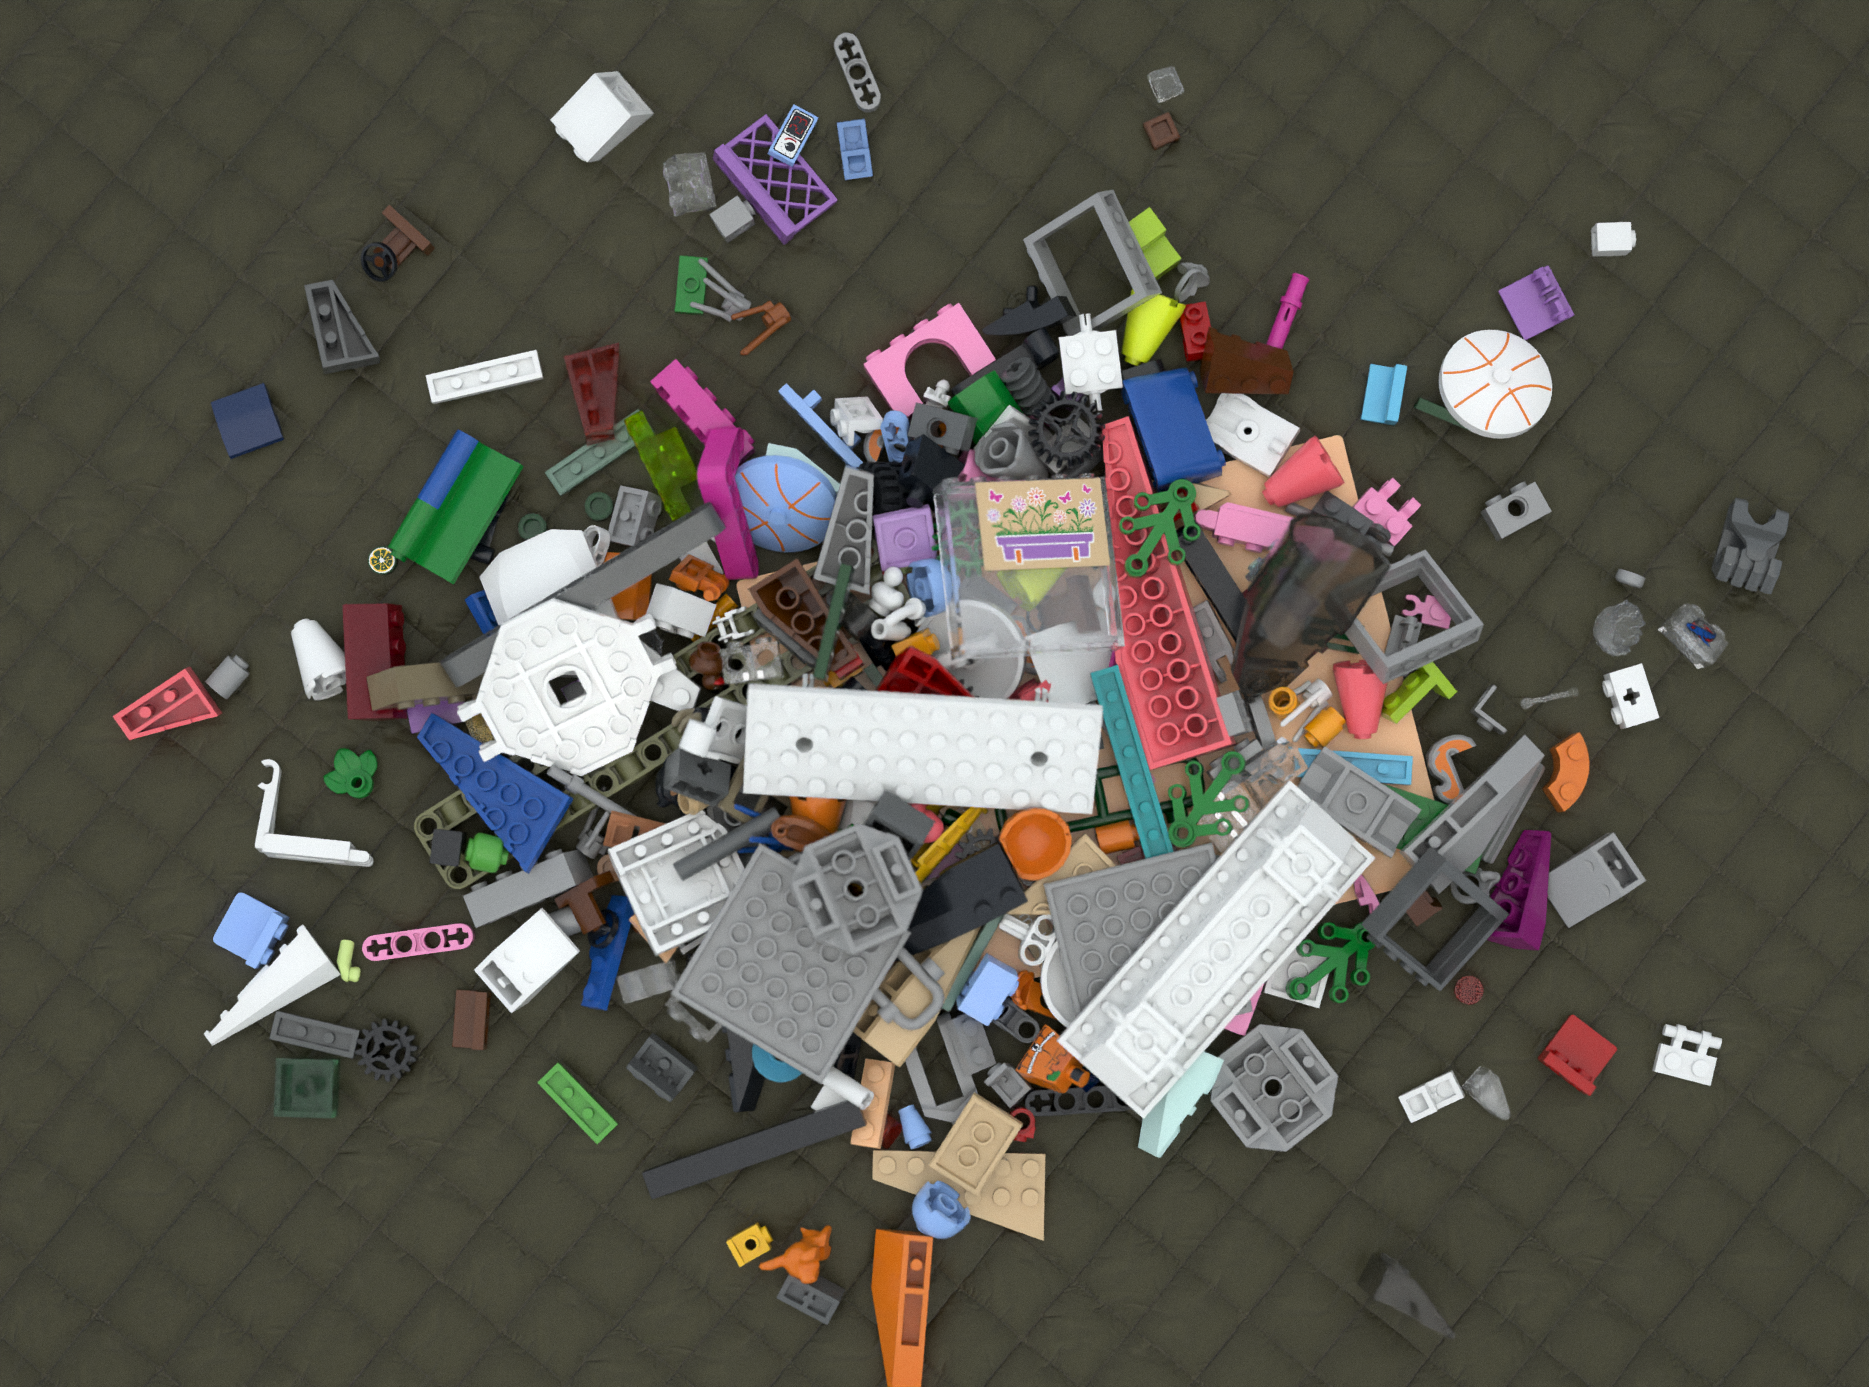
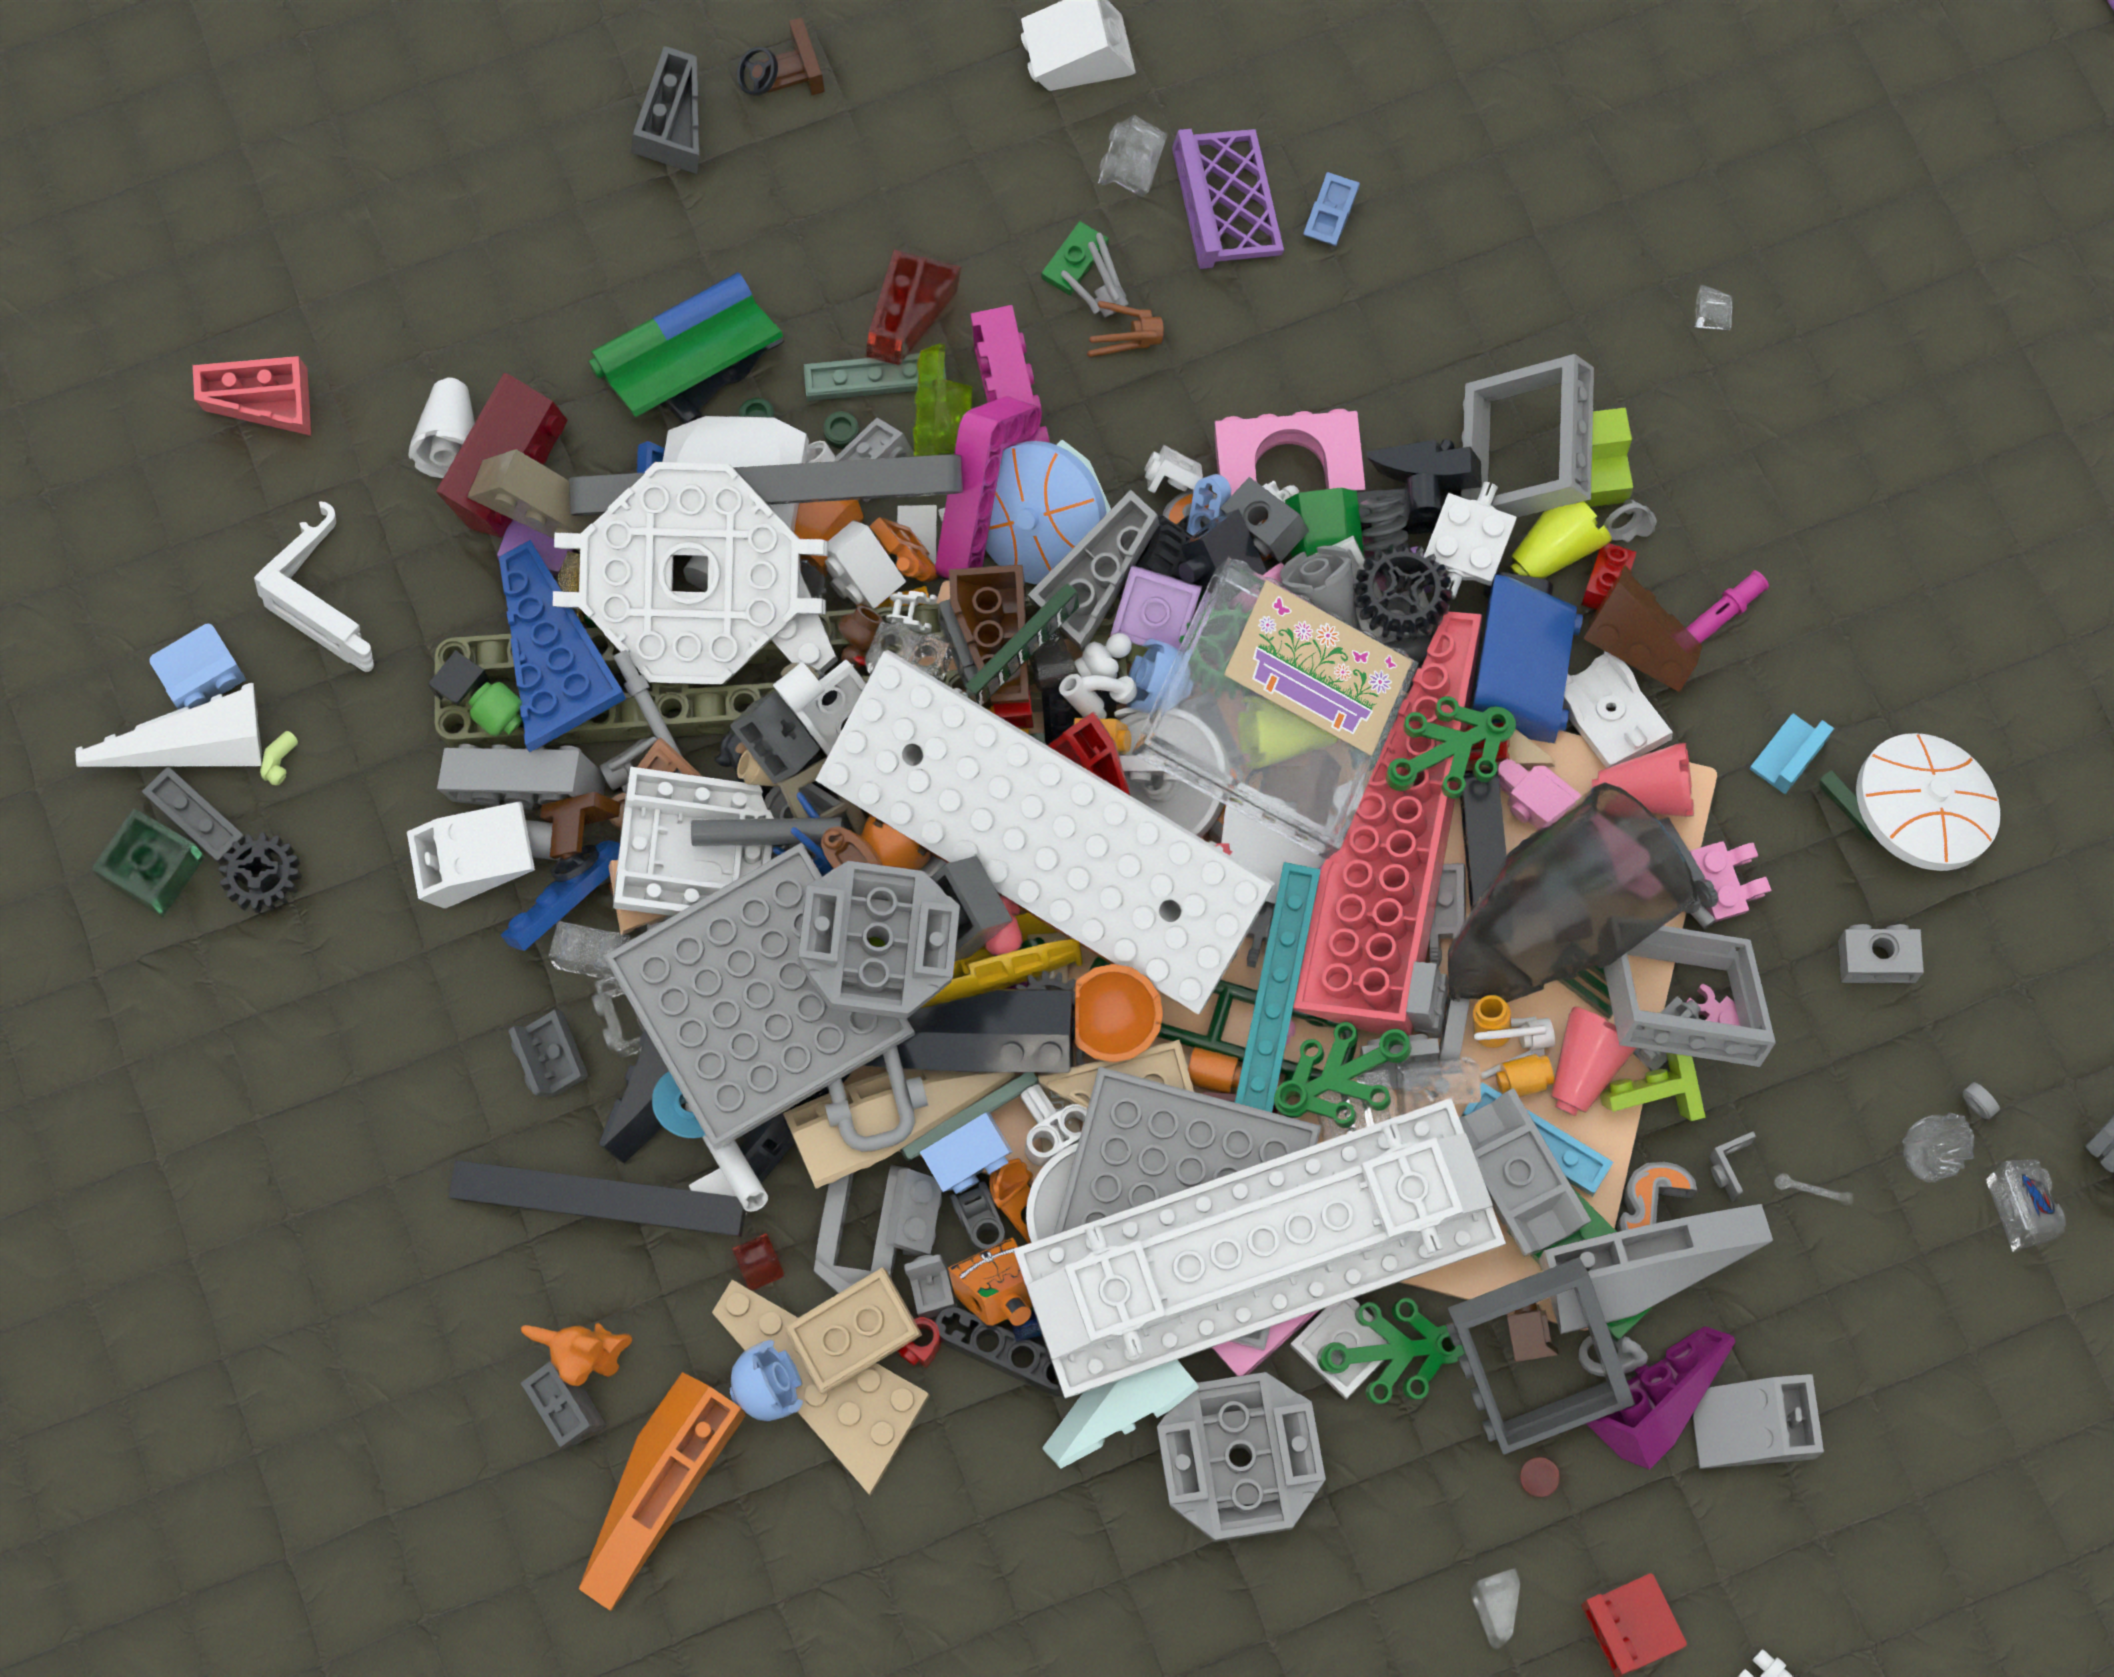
camera: 30 degrees right, 15 degrees down
(228, 676) = (340, 397): light grey brick -> none
(247, 421) = (522, 158): dark blue slope -> none
(351, 769) = (408, 565): green plate -> none
(381, 561) = (575, 367): dark green tile -> none
(418, 942) = (366, 780): bright pink beam -> none
(471, 1019) = (373, 892): reddish brown panel -> none
(484, 377) = (798, 238): white plate -> none
(578, 1103) = (432, 1044): bright green plate -> none
(733, 218) = (1159, 211): light grey brick -> none
(738, 1247) = (512, 1315): yellow brick -> none
(793, 135) = (1271, 162): tile -> none
(804, 409) = (1125, 440): light blue hinge -> none
(857, 51) = (1383, 149): light grey beam -> none
(877, 1078) = (763, 1227): light nougat plate -> none
(914, 1128) = (793, 1282): light blue cone -> none
(1161, 131) = (1682, 355): reddish brown tile -> none
(1365, 893) = (1472, 1287): bright pink slope -> none
(1431, 1096) = (1428, 1579): white slope -> none
(1500, 836) = (1700, 1296): light grey axle -> none
(1536, 302) = (2022, 742): medium lavender hinge -> none
(1569, 772) = (1797, 1281): orange brick -> none
(1629, 681) = (1925, 1218): white brick -> none

